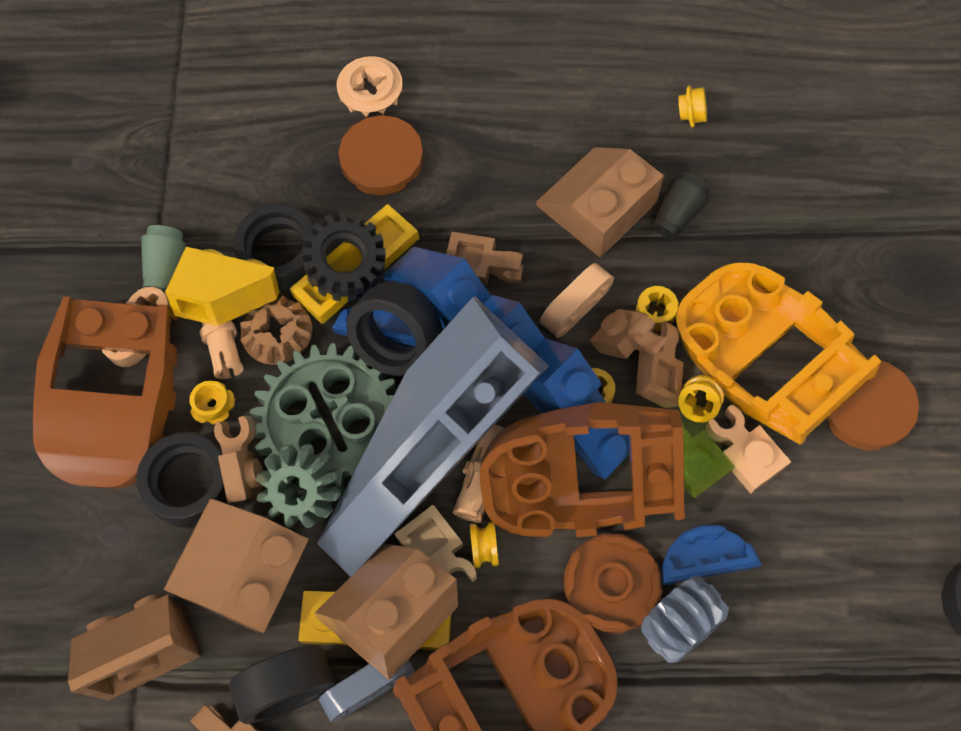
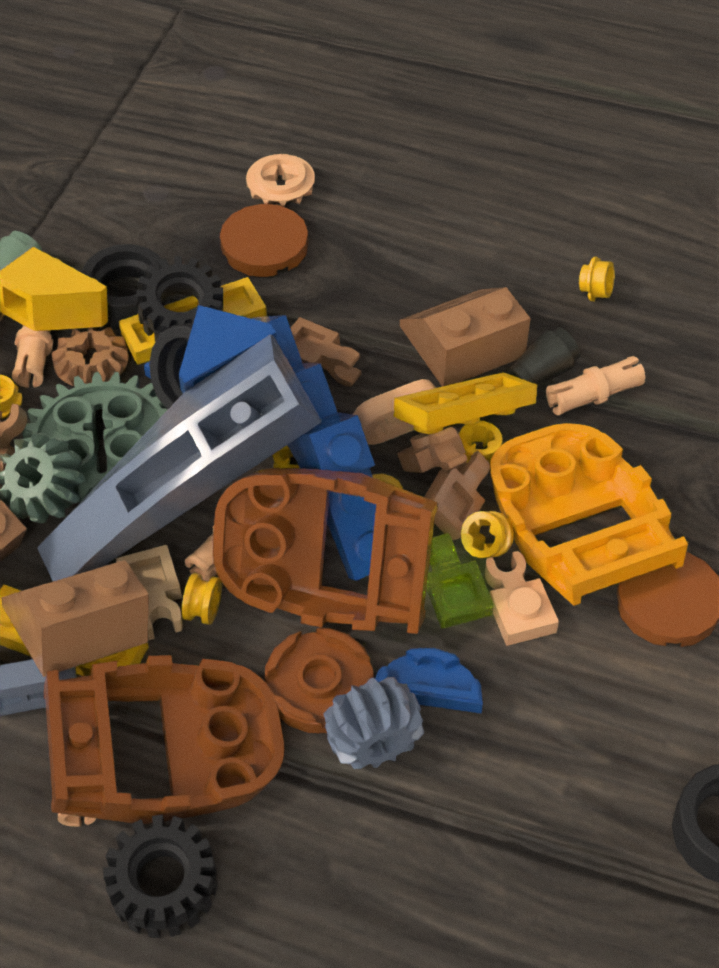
camera: 15 degrees right, 15 degrees down
(422, 317) = (217, 340): none -> blue slope
(635, 276) = (464, 402): none -> yellow plate
(732, 216) = (595, 385): none -> light nougat pin

